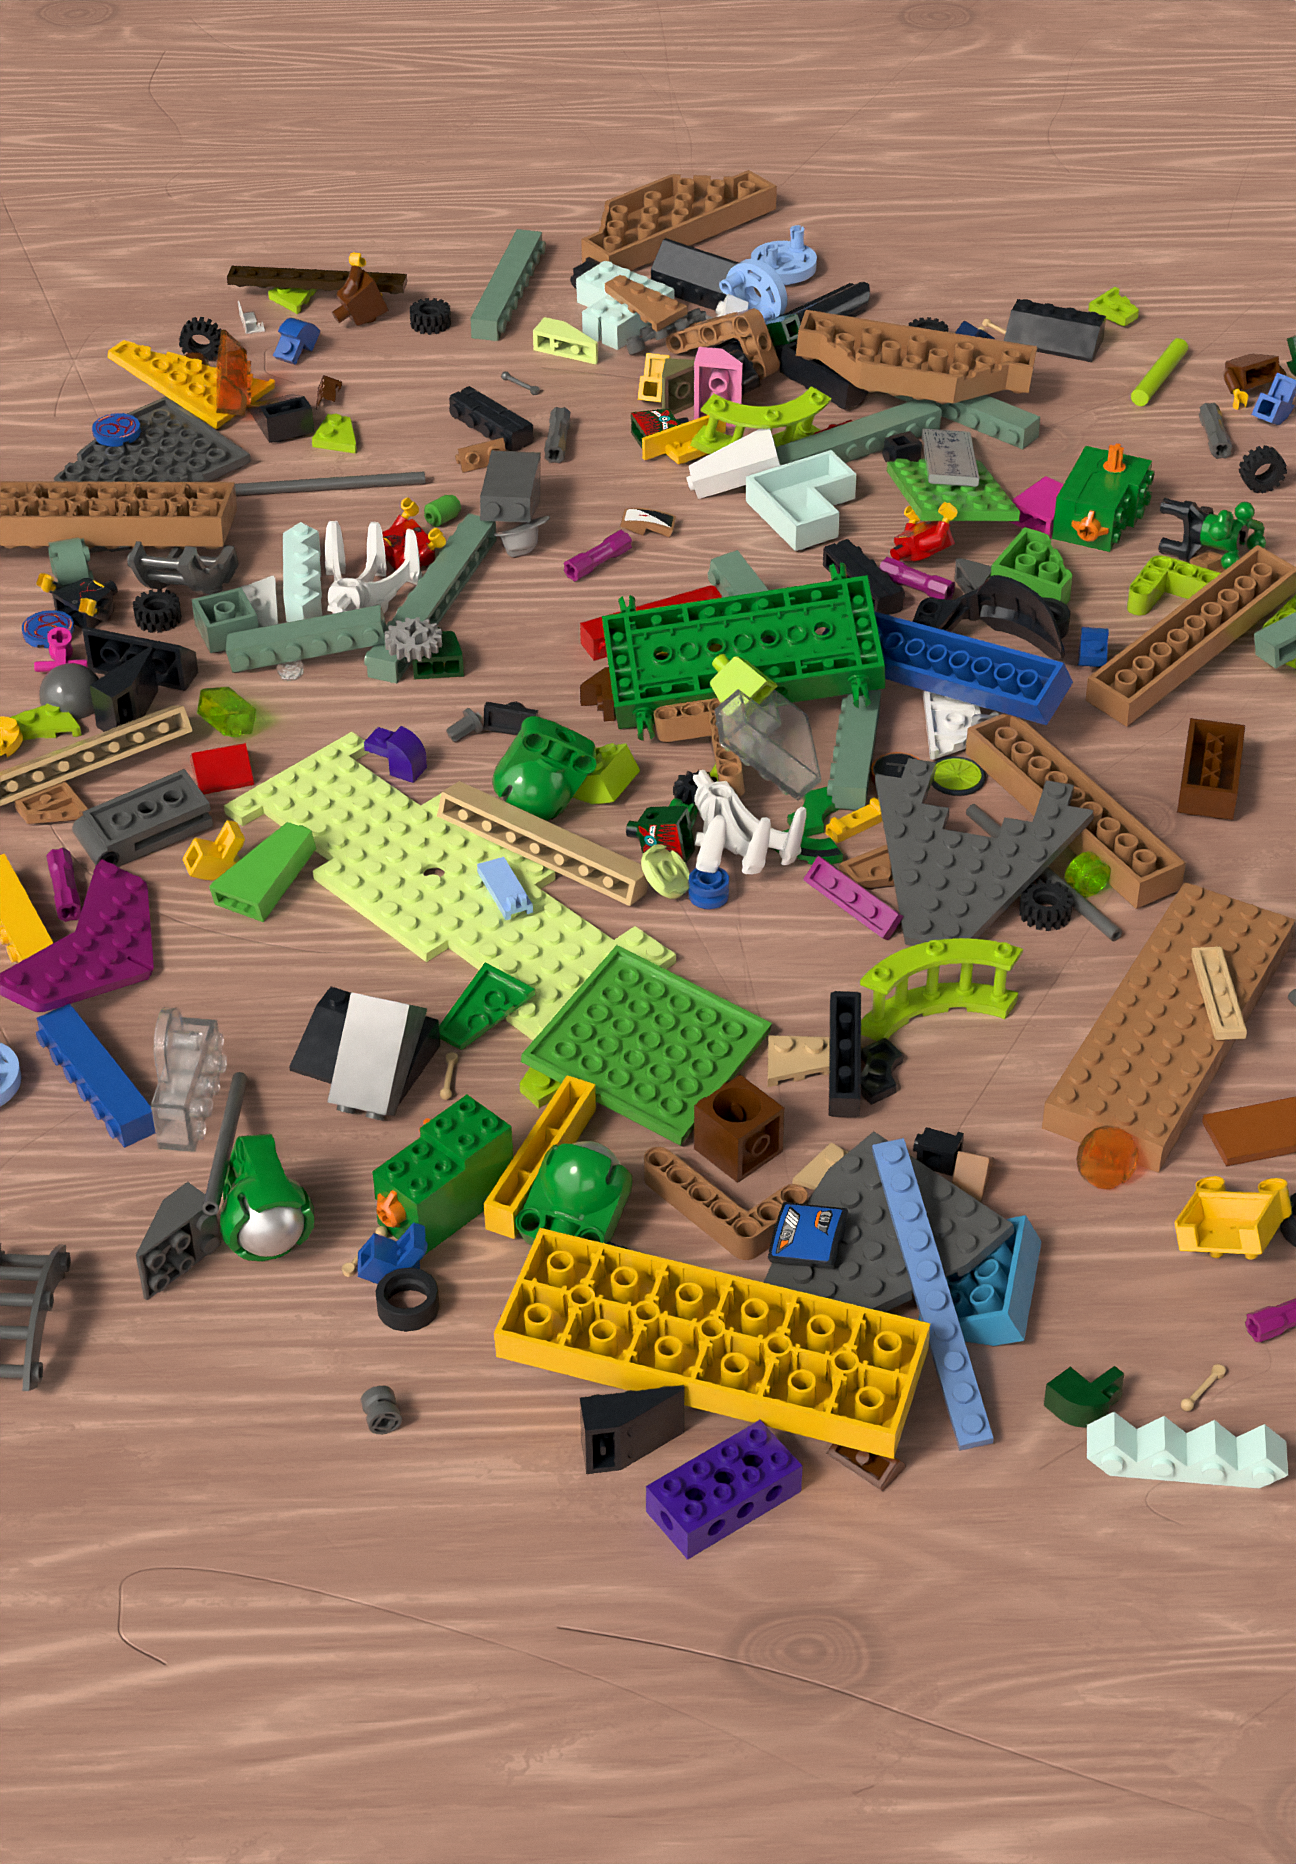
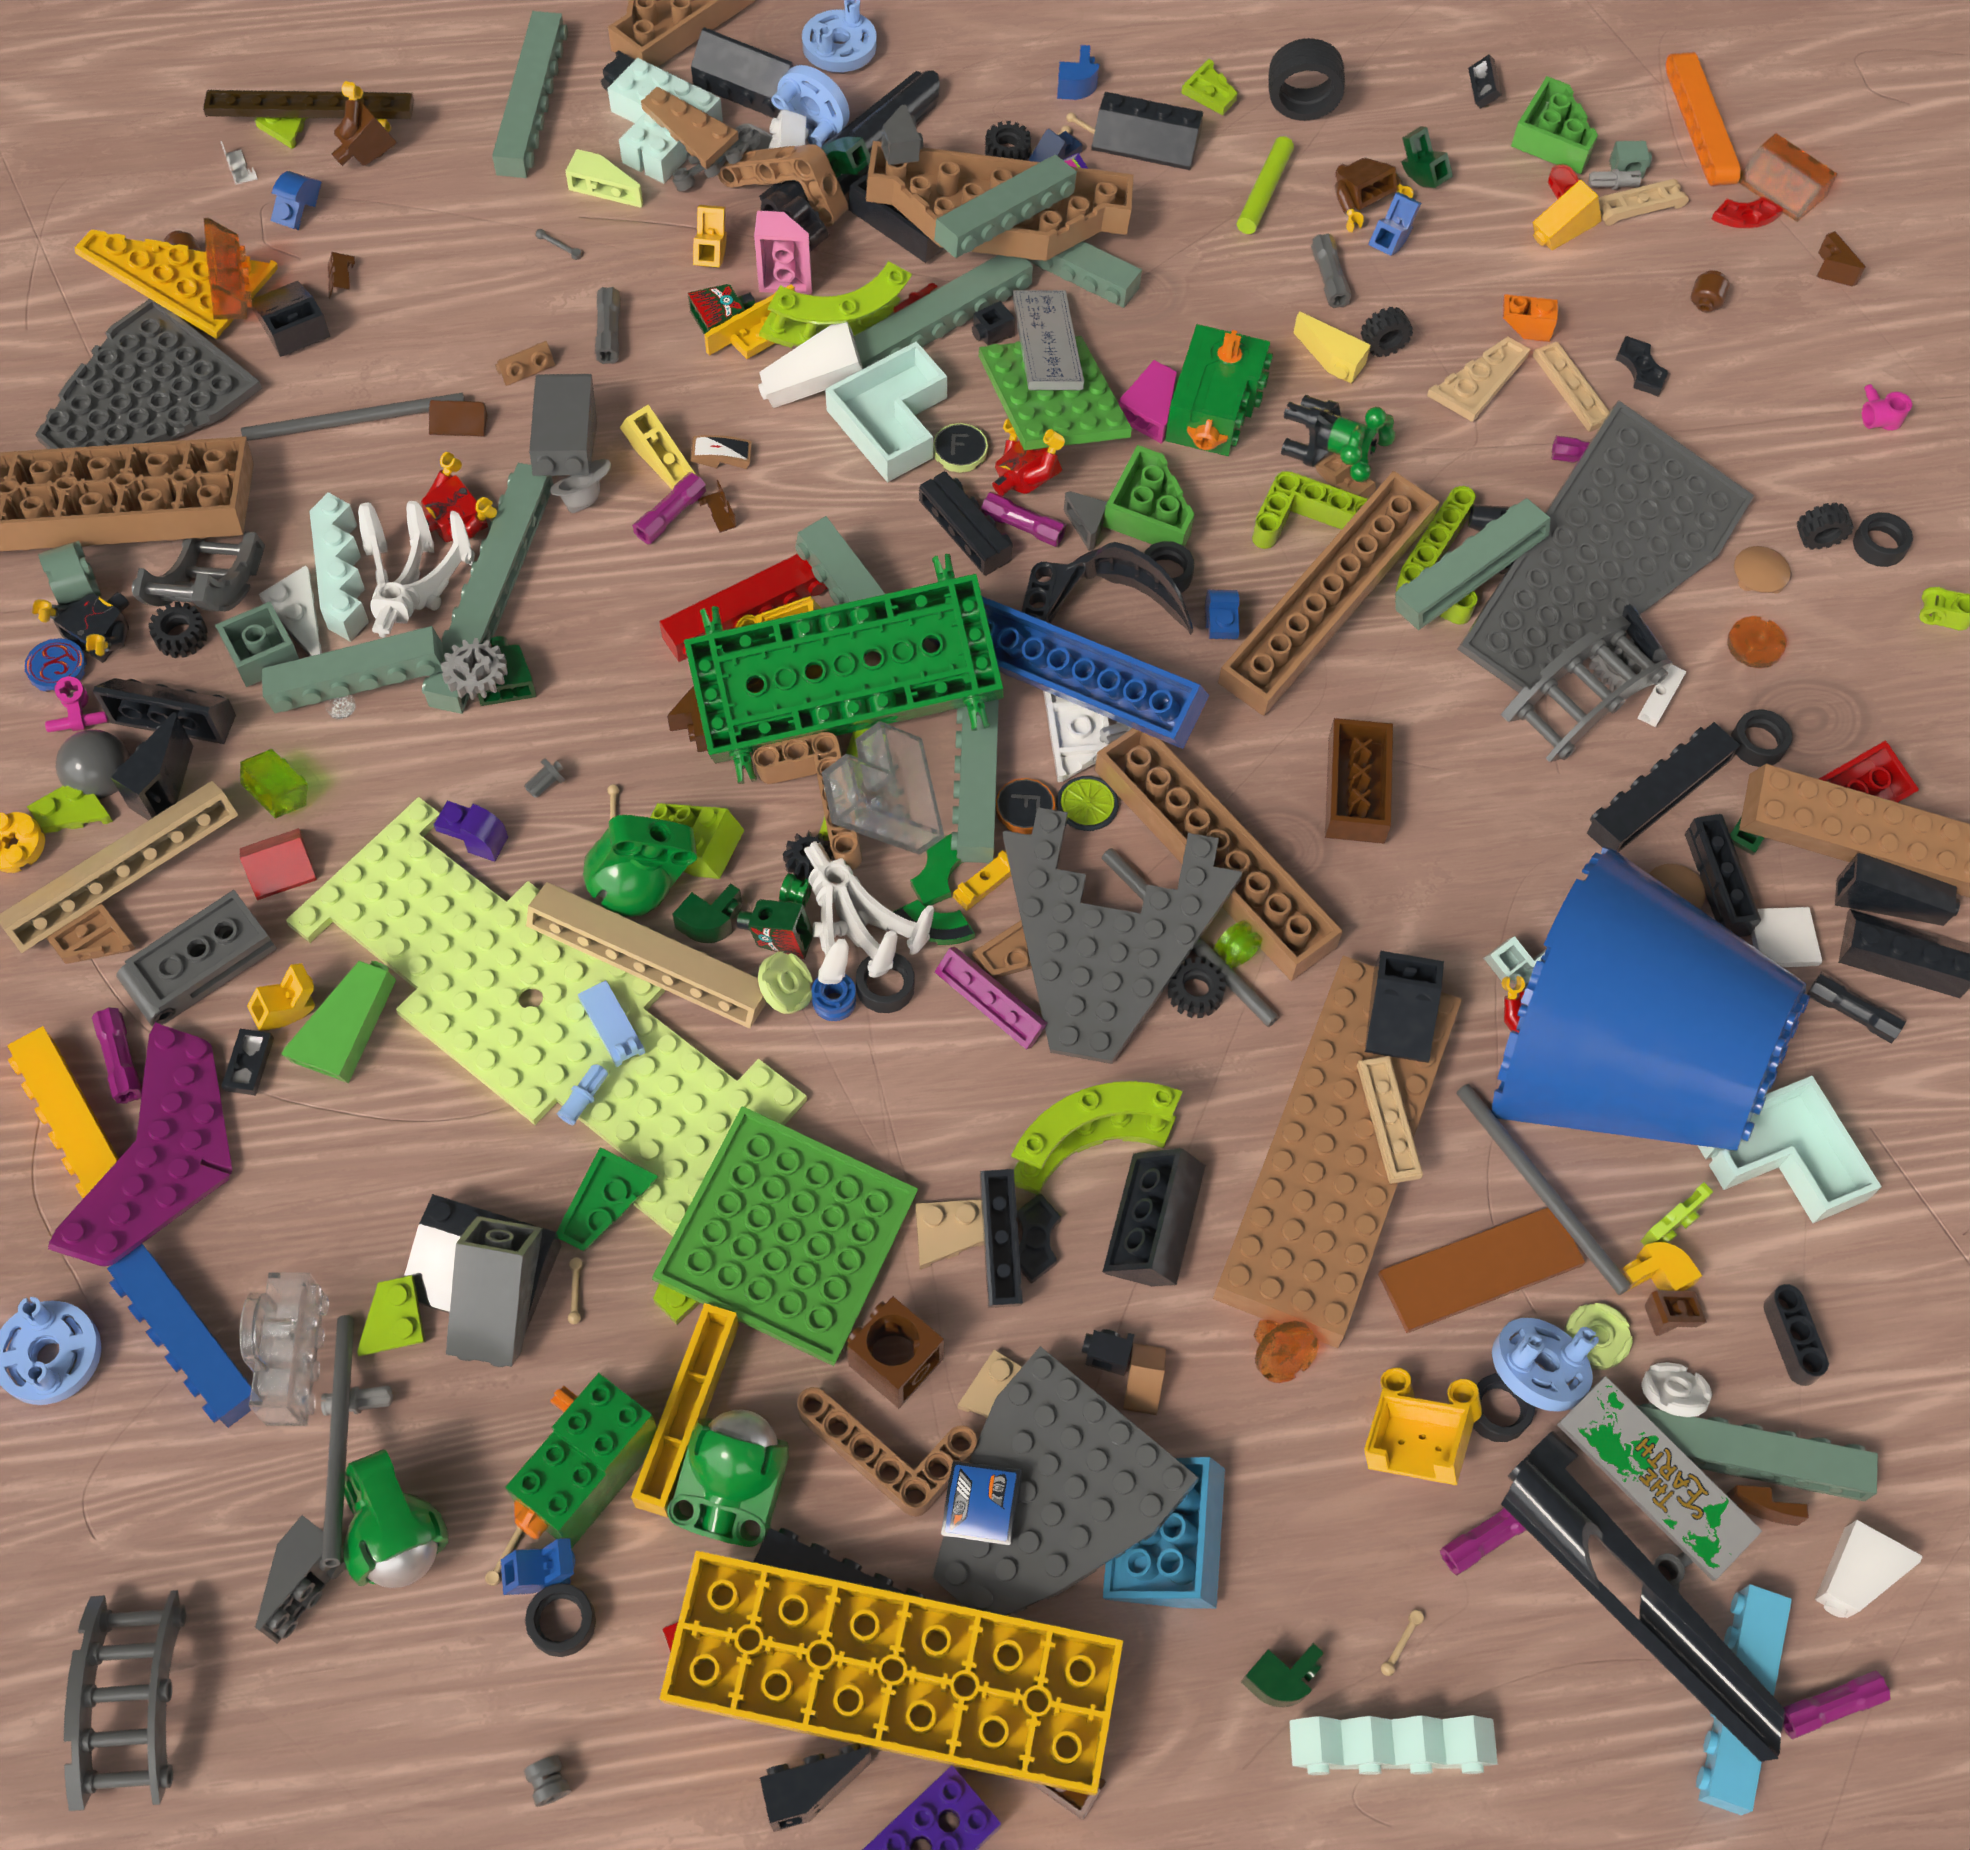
camera: 10 degrees left, 20 degrees up
(115, 429) = (99, 356): blue tile -> none
(177, 897) = (247, 1062): none -> black piece
(200, 328) = (183, 196): black tyre -> none
(245, 1129) = (361, 1399): none -> light grey axle
(281, 1078) = (392, 1318): none -> lime wing
(335, 434) = (355, 338): lime wing -> none
(418, 487) = (457, 418): none -> reddish brown slope
(430, 316) = (442, 138): black tyre -> none
(442, 510) = (488, 451): bright green brick -> none
(472, 933) = (582, 1094): none -> light blue axle
(491, 418) = (530, 307): black brick -> none
(506, 717) = (595, 764): black tile -> none
(588, 510) = (655, 446): none -> light yellow slope
(601, 827) = (708, 922): none -> dark green brick
(640, 560) = (719, 514): none -> reddish brown piece
(678, 385) = (736, 247): olive slope -> none
(740, 675) = (846, 727): torso -> none
(757, 895) = (890, 1003): none -> black tyre
(830, 305) = (900, 138): none -> dark grey slope
(864, 530) = (960, 447): none -> black tile
(918, 352) = (1005, 206): none -> sand green brick
(932, 1295) = (1119, 1575): medium blue plate -> none
(992, 1060) = (1155, 1217): none -> black slope
(995, 295) = (1078, 79): none -> blue brick
(1201, 321) = (1306, 56): none -> black tyre
(1211, 480) = (1334, 349): none -> light yellow slope
(1237, 908) = (1404, 1006): none -> black slope

